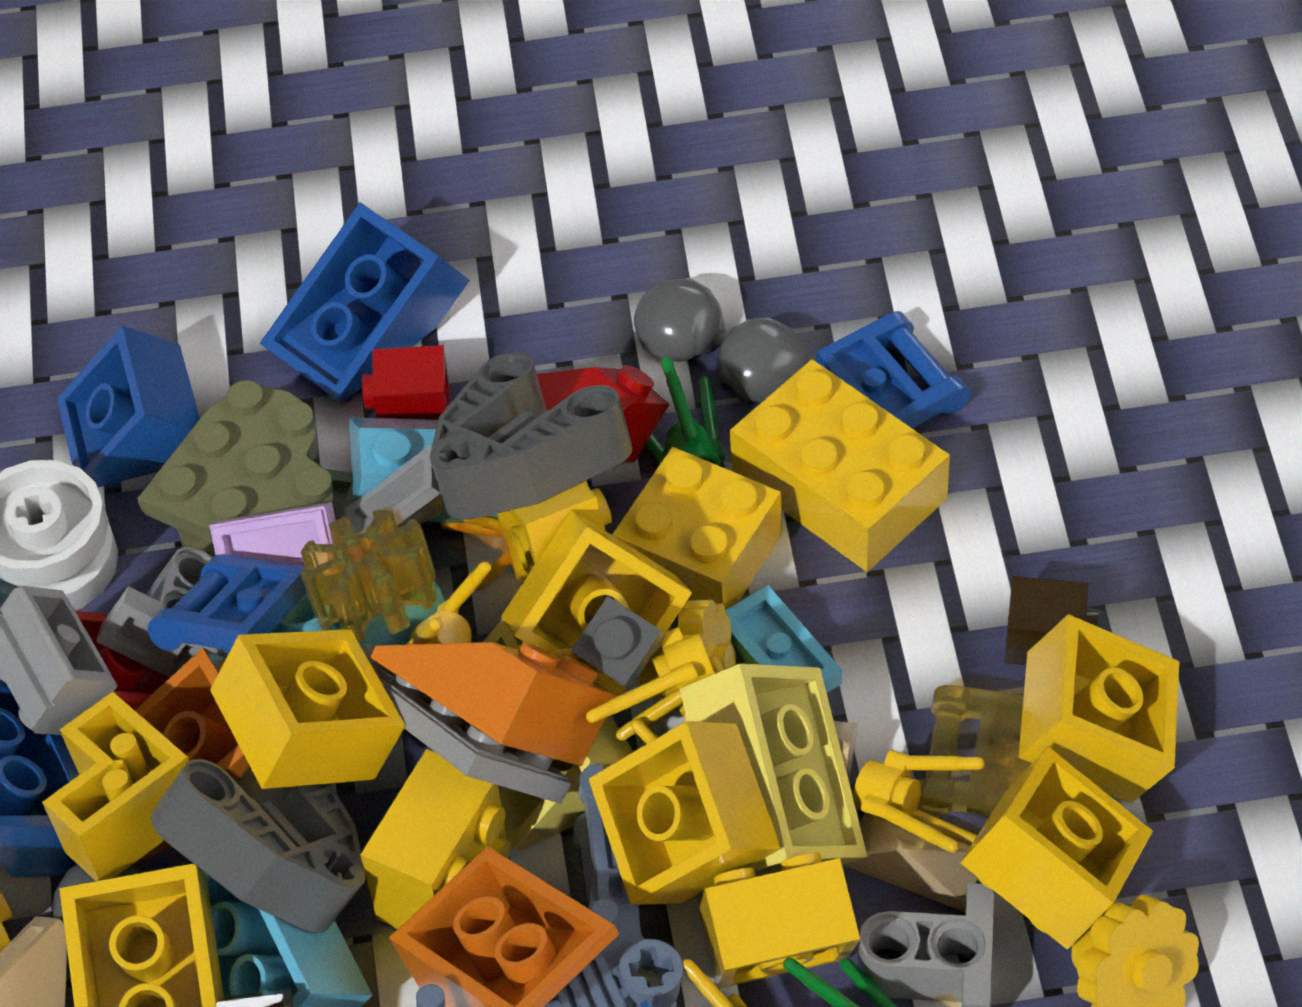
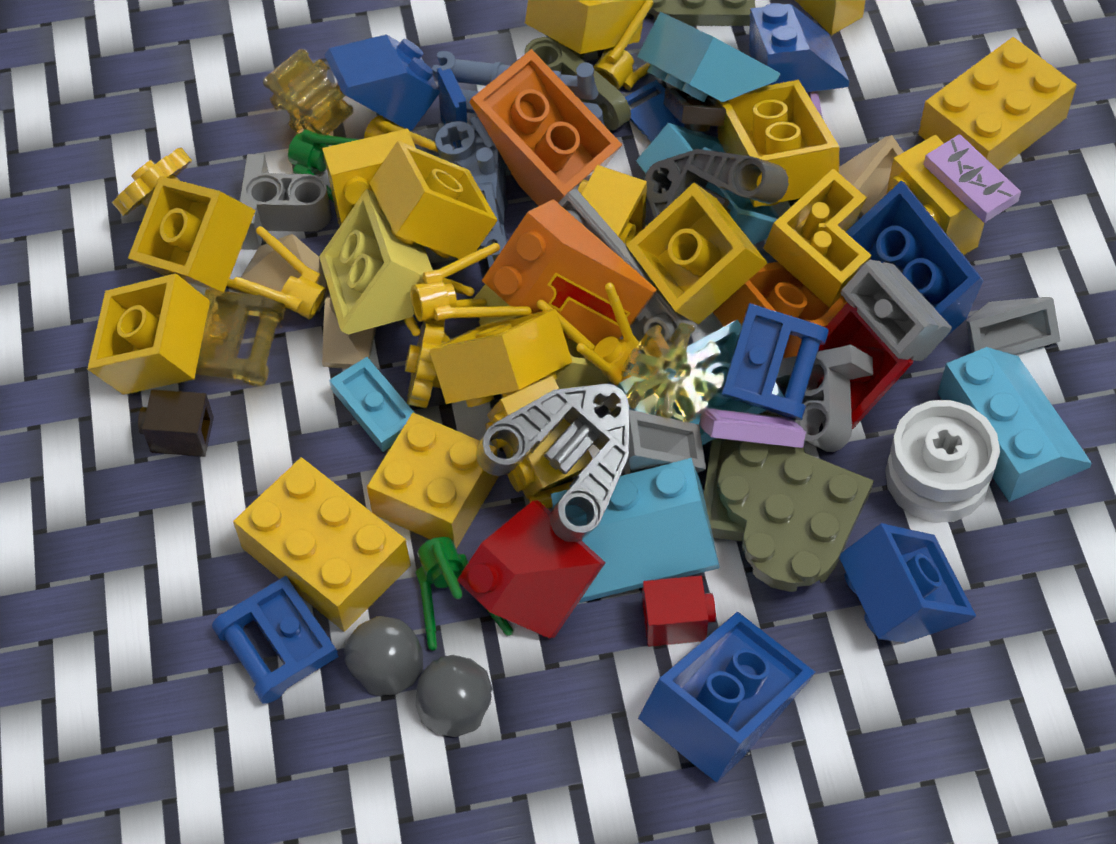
camera: 175 degrees right, 5 degrees up
(618, 643) = (479, 298): dark grey plate -> none

